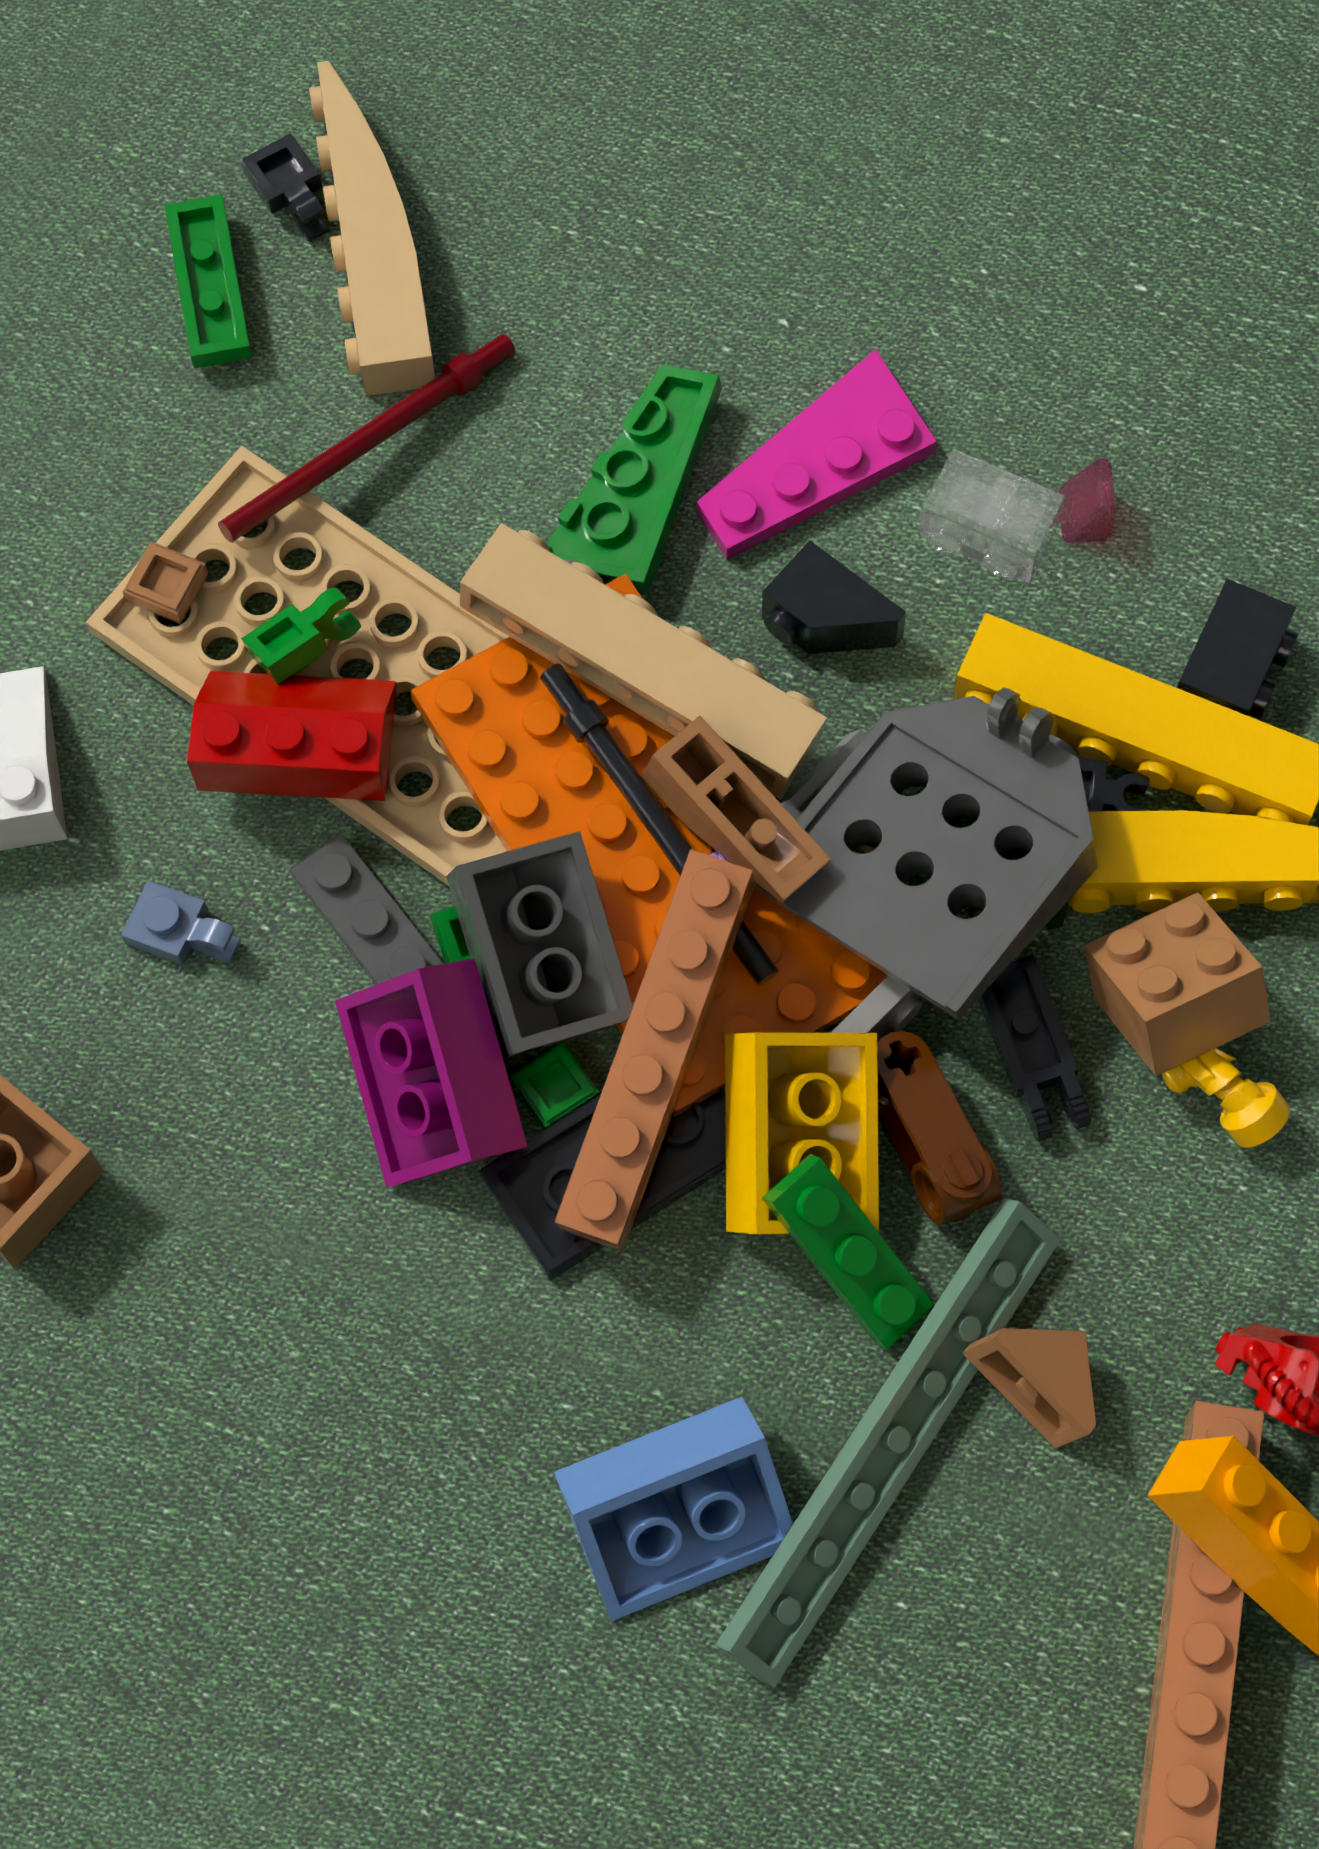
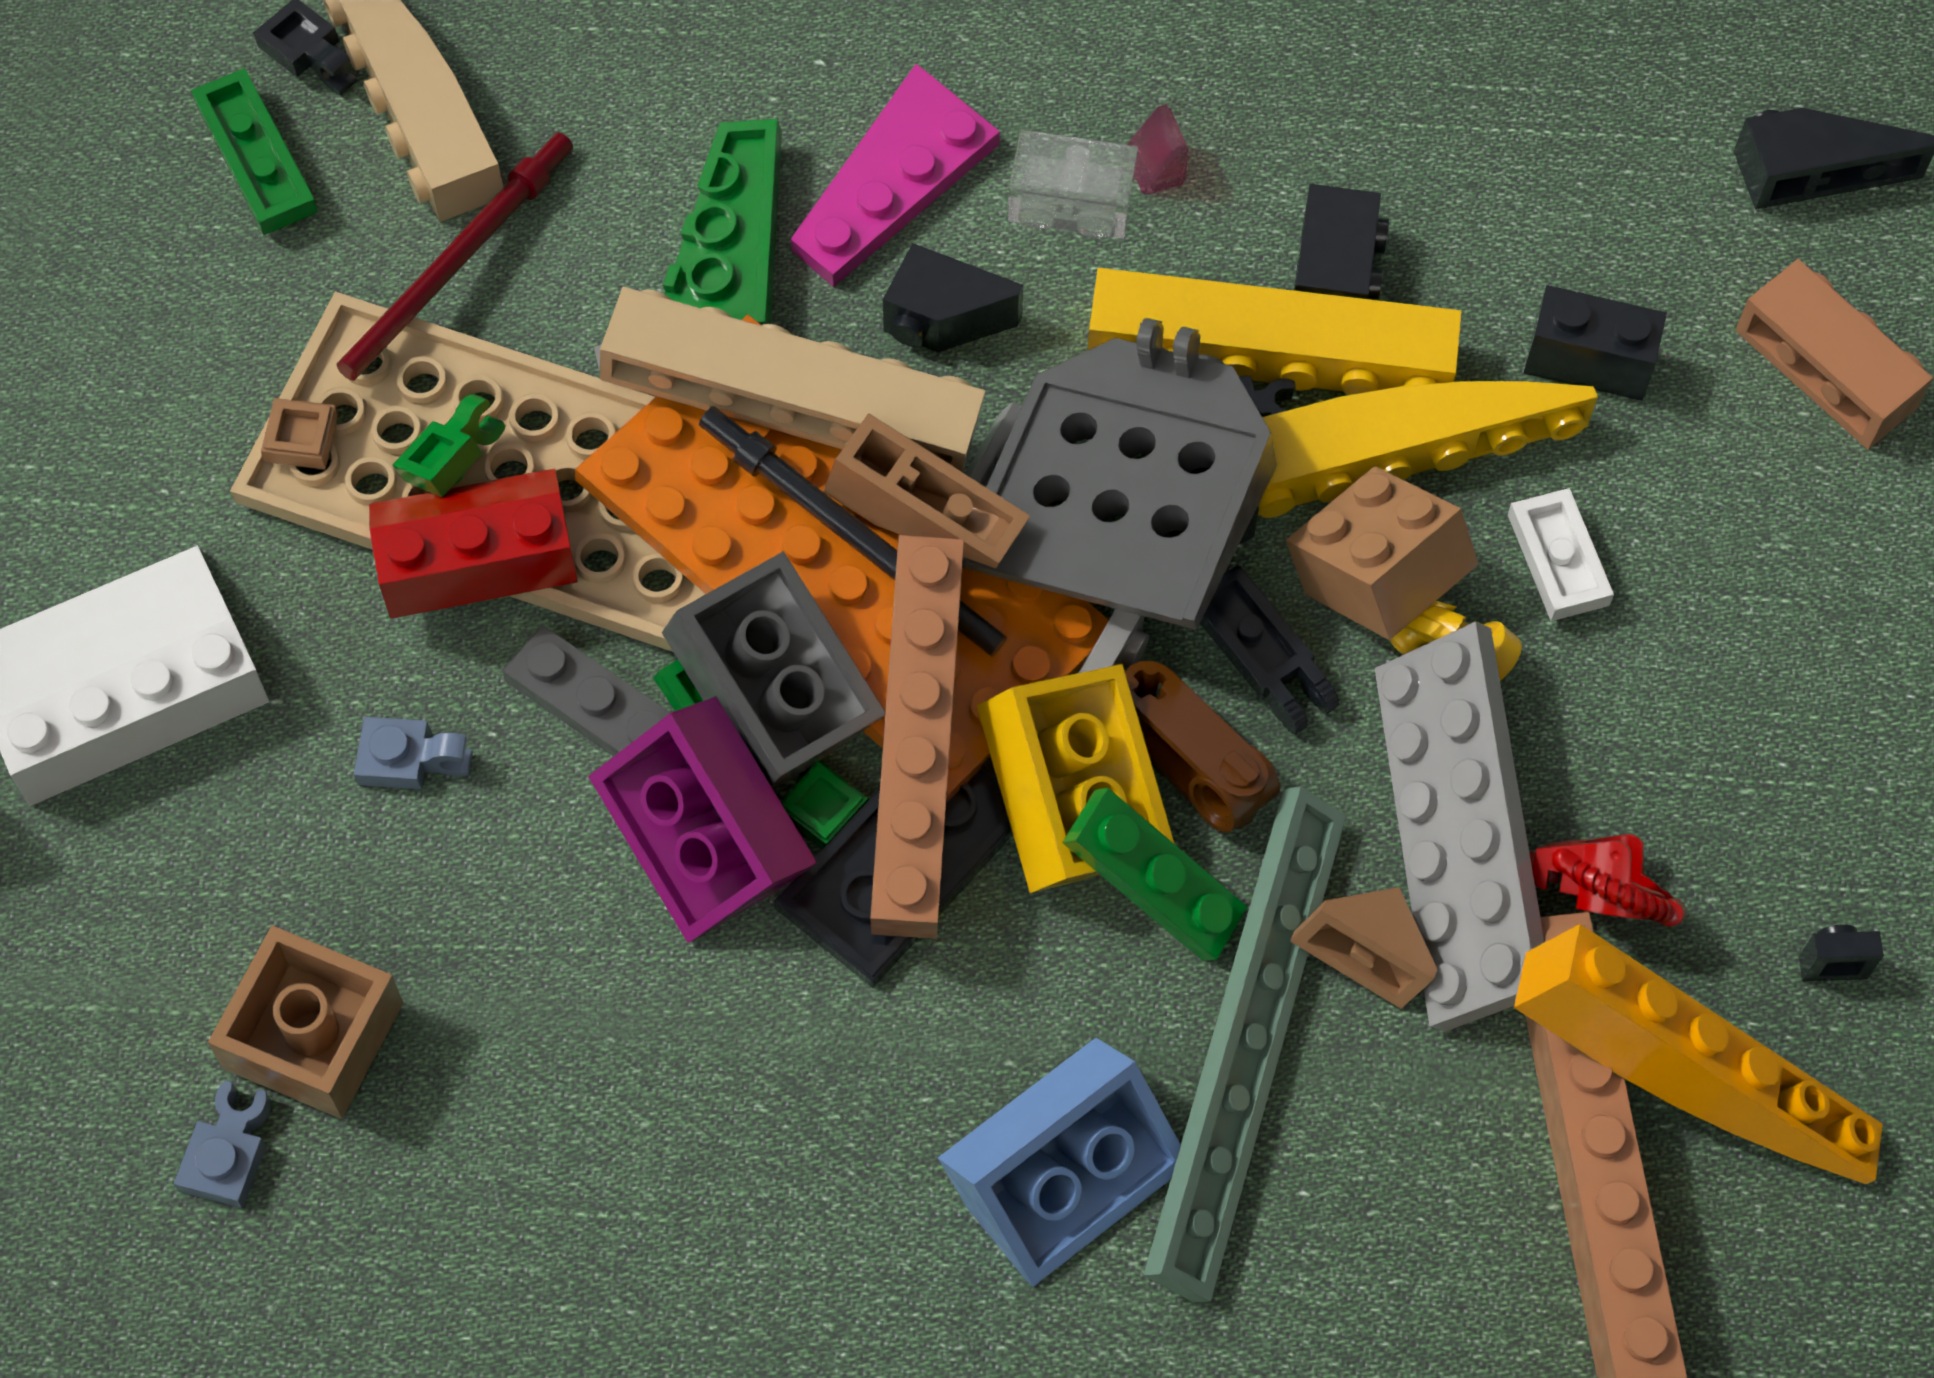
camera: 20 degrees left, 5 degrees down
(1167, 1281) = (1460, 822): none -> light grey plate

